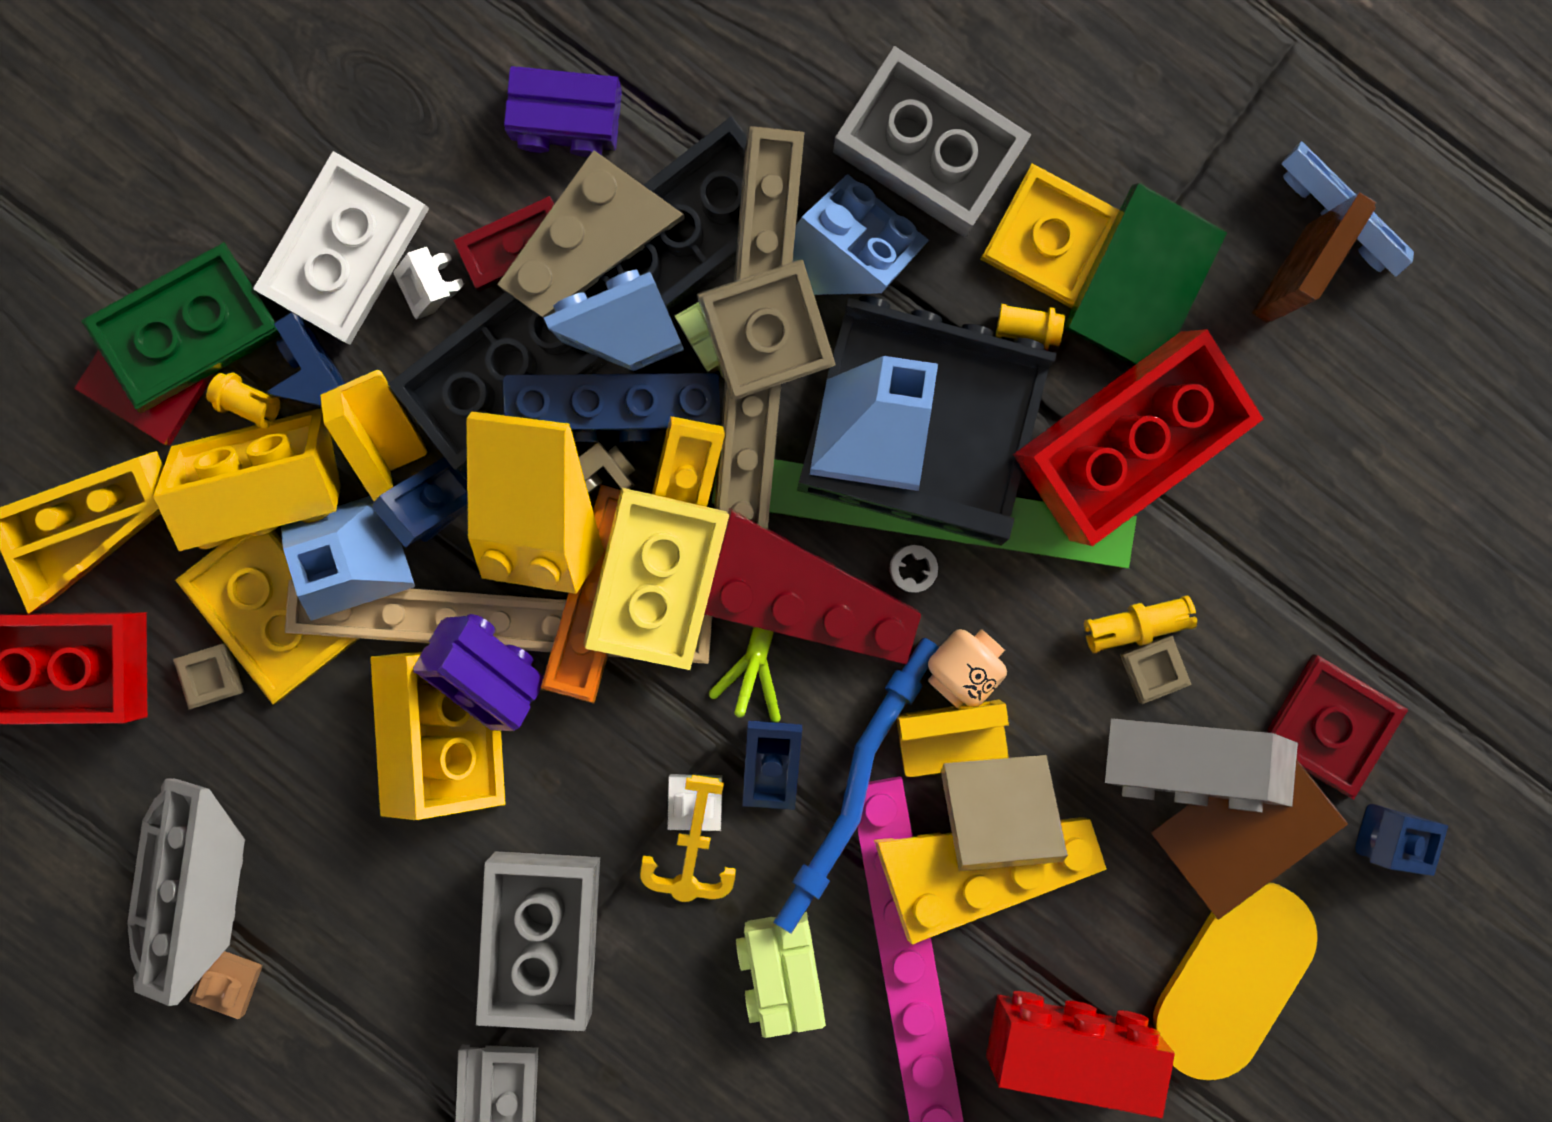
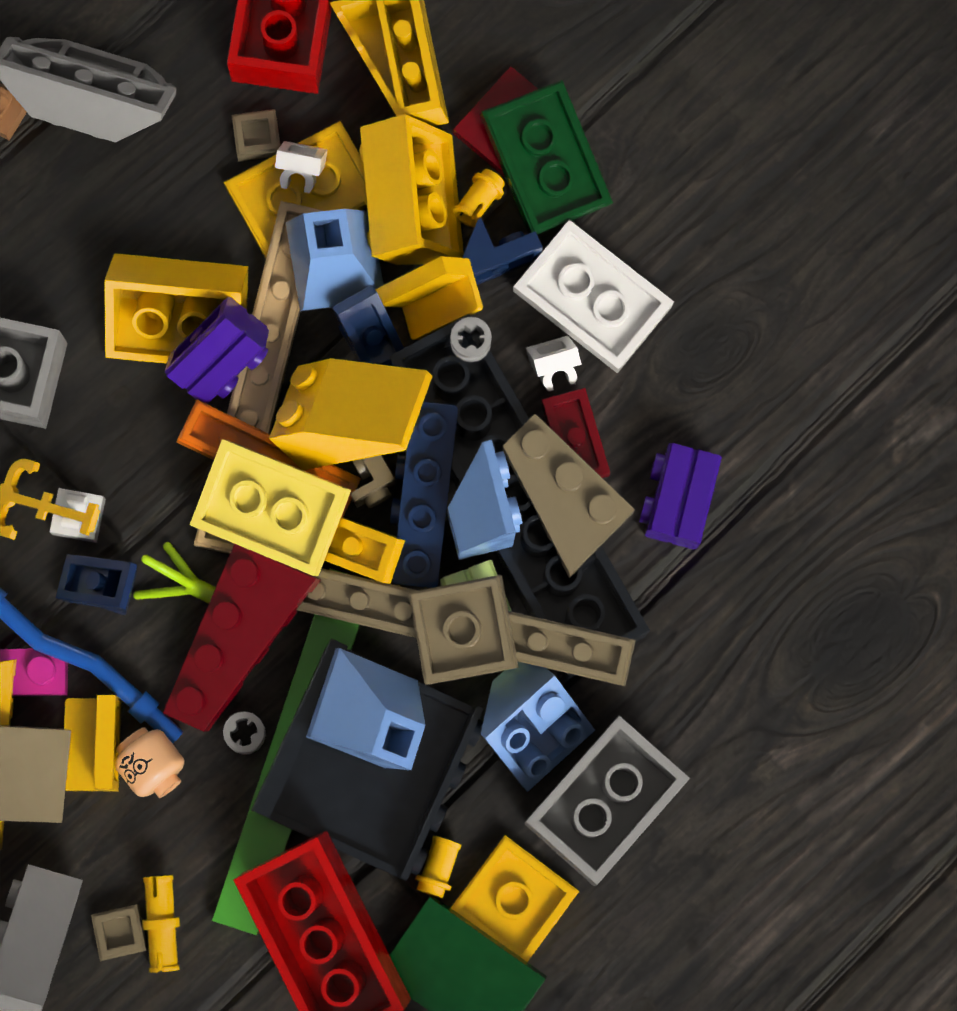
camera: 90 degrees right, 10 degrees down
(231, 613) = (300, 159): none -> white tile
(403, 380) = (470, 325): none -> light grey bush

